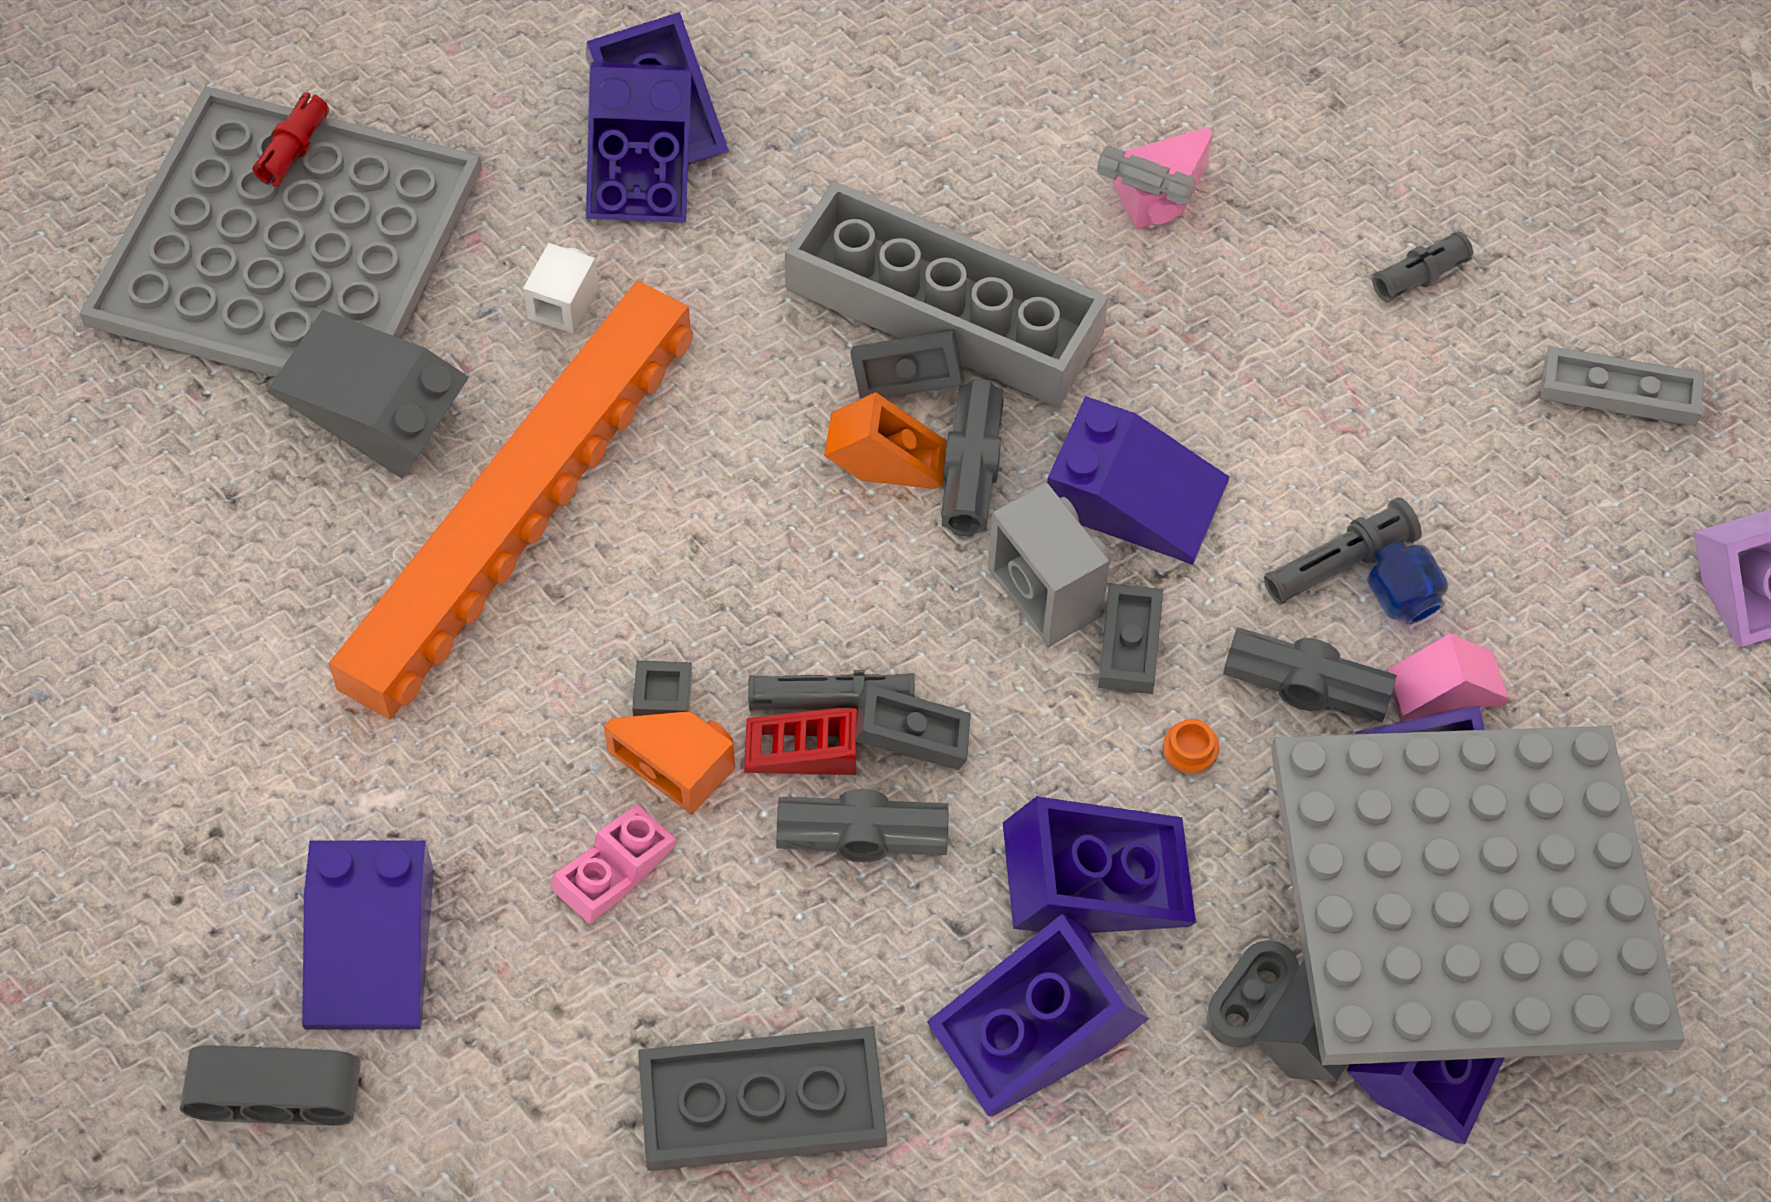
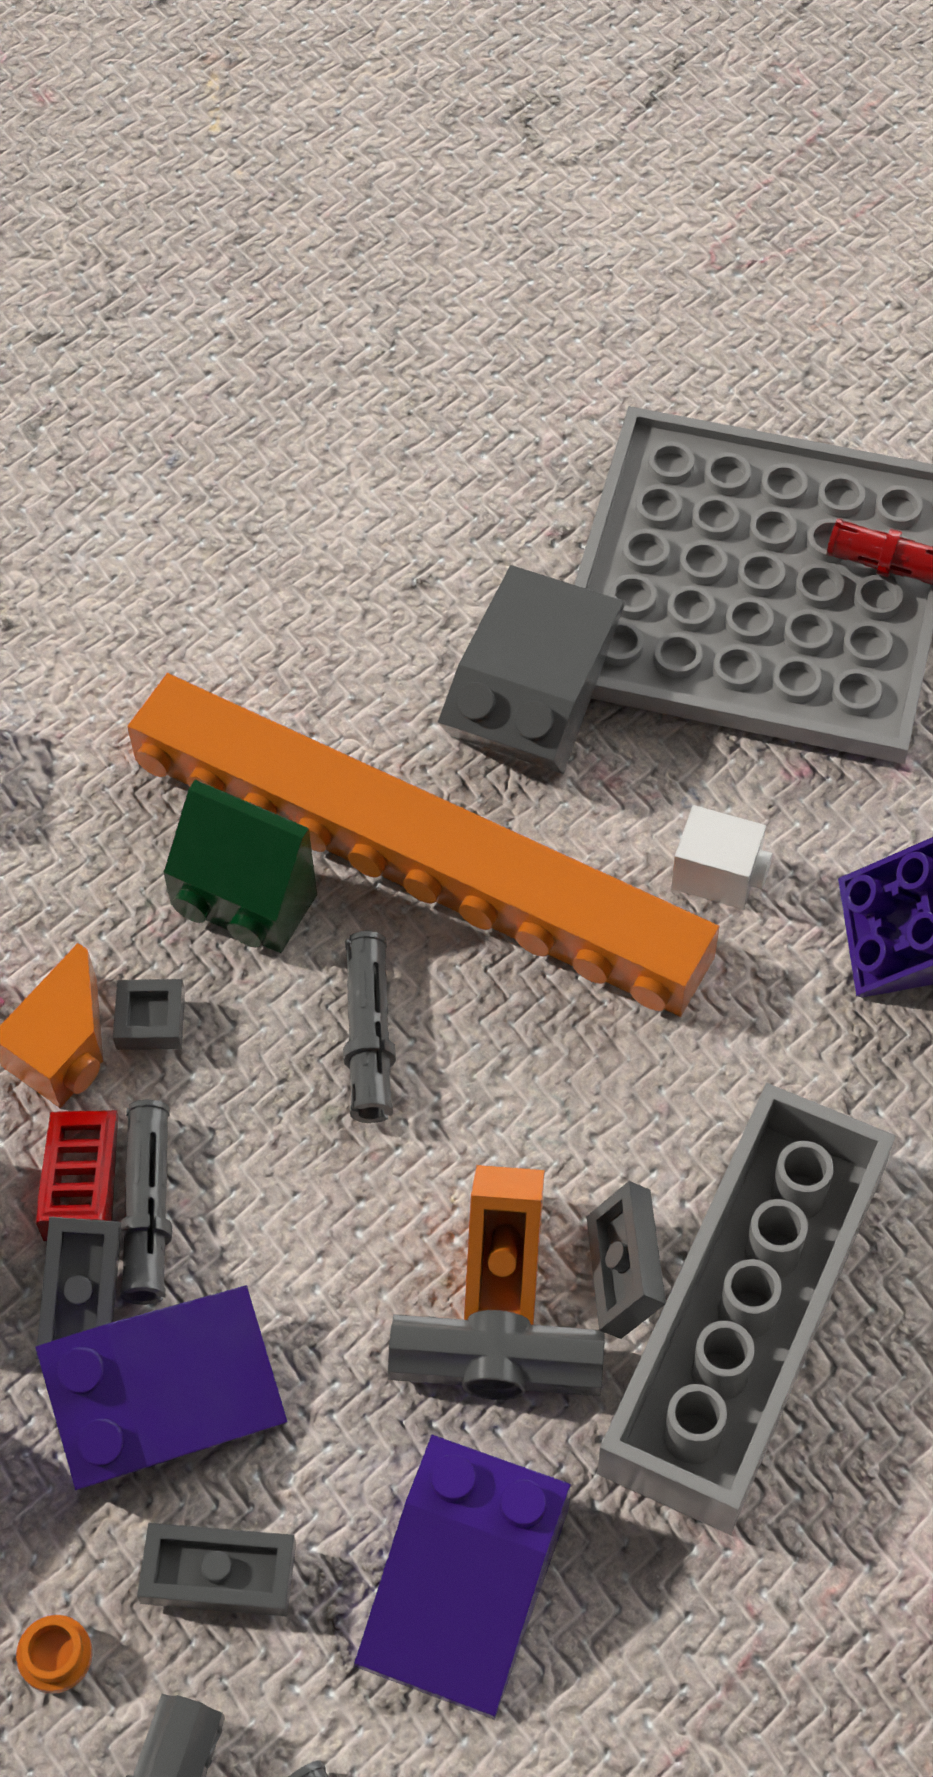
camera: 90 degrees right, 0 degrees up
(541, 609) = (240, 868): none -> dark green slope
(687, 534) = (369, 1050): none -> dark grey pin
(999, 675) = (160, 1386): none -> dark purple slope
(1048, 563) = (303, 1441): light grey brick -> none

